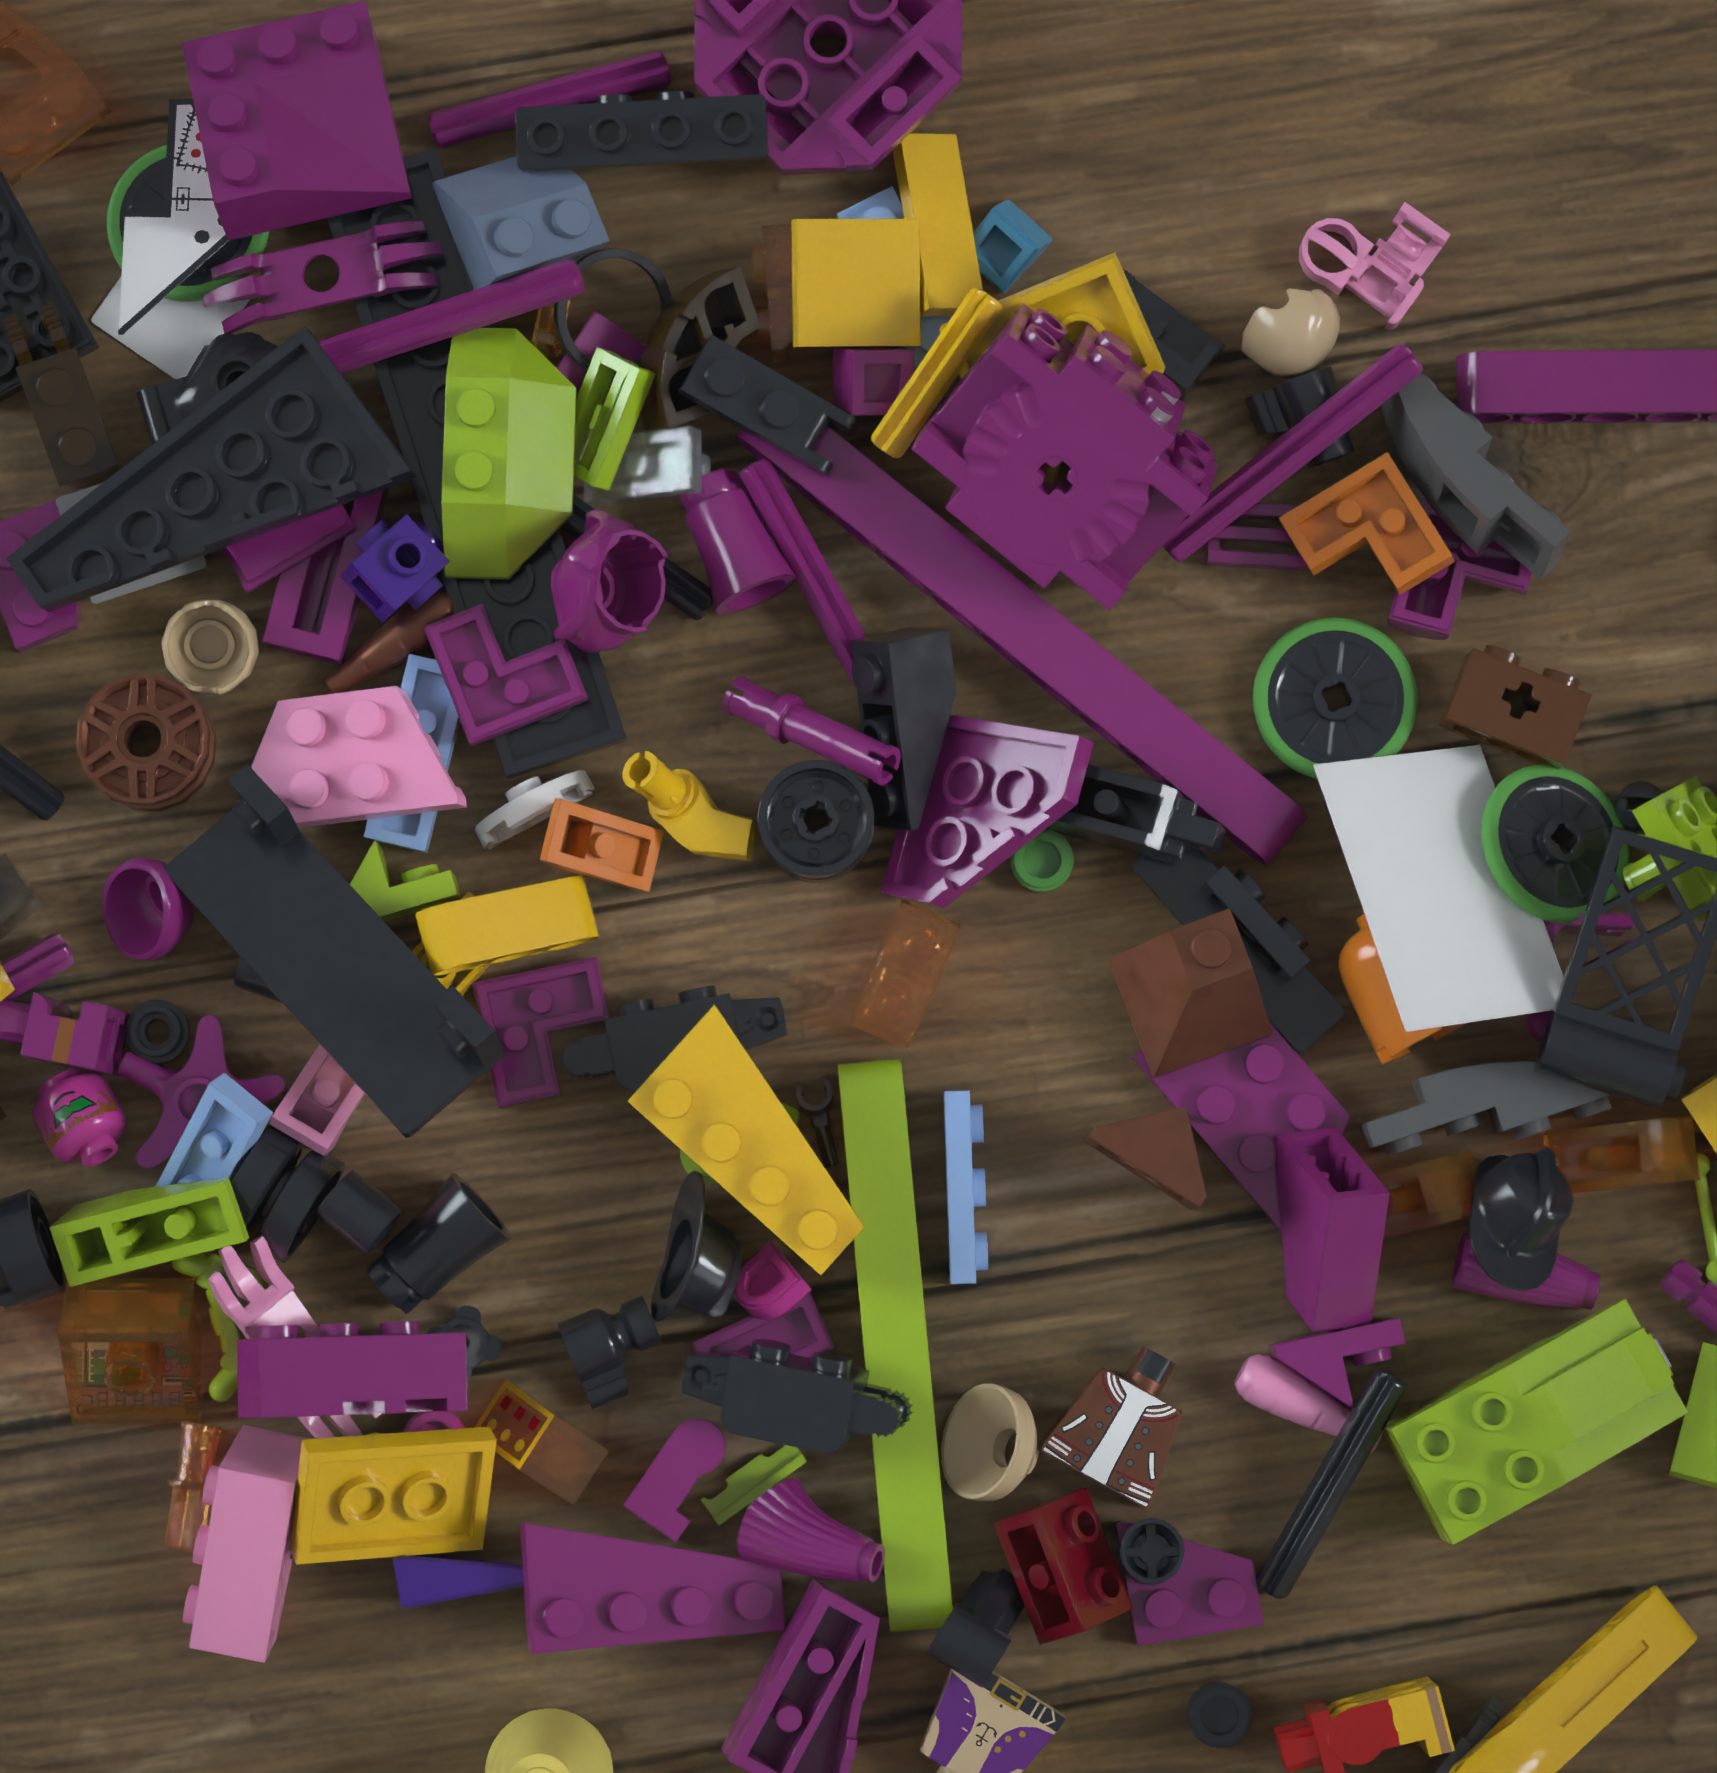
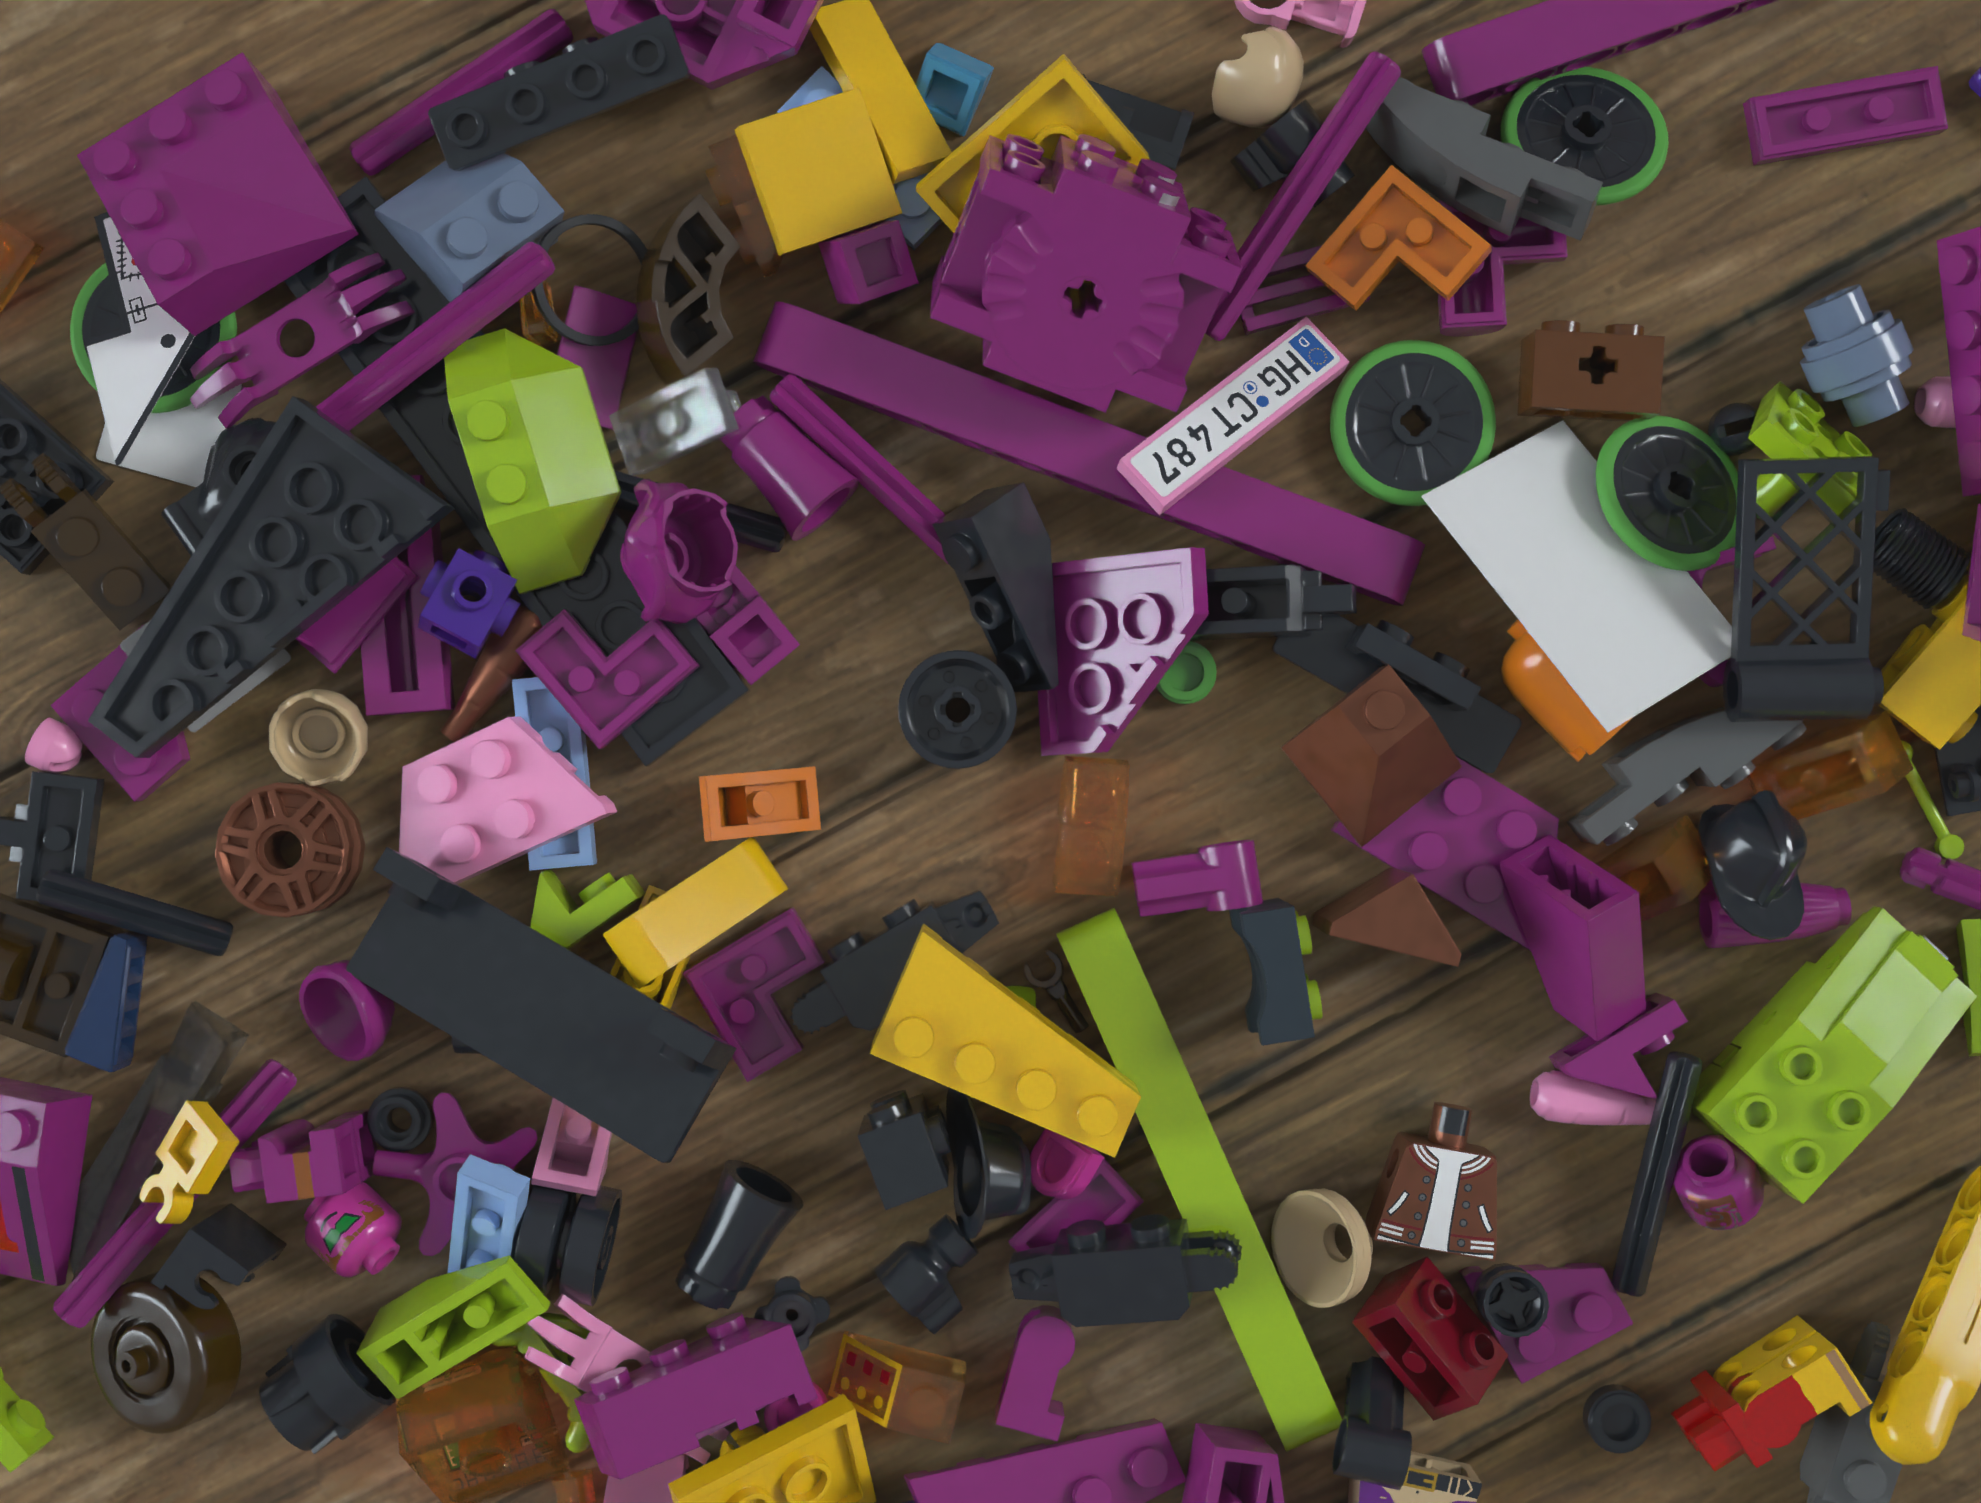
camera: 15 degrees left, 5 degrees up
(359, 1212) = (650, 1235): black piece -> none
(531, 804) = (680, 783): white plate -> none
(612, 421) = (629, 387): lime tile -> none
(628, 1210) = (905, 1147): none -> black brick
(644, 681) = (747, 629): none -> magenta slope
(688, 811) = (832, 739): yellow arm -> none
(753, 1481) = (1103, 1356): lime piece -> none
(763, 403) = (768, 320): black hinge -> none
(790, 720) = (901, 621): magenta pin -> none
(794, 1535) = (1170, 1395): magenta piece -> none
(936, 372) = (928, 233): yellow axle -> none
(963, 1187) = (1216, 1011): light blue plate -> none
(1004, 1061) = (1214, 878): none -> magenta piece
(1039, 1136) = (1281, 993): none -> black brick
(1165, 633) = (1232, 415): none -> tile
(1386, 1511) = (1718, 1183): none -> magenta head
(1619, 476) = (1593, 125): none -> black wheel

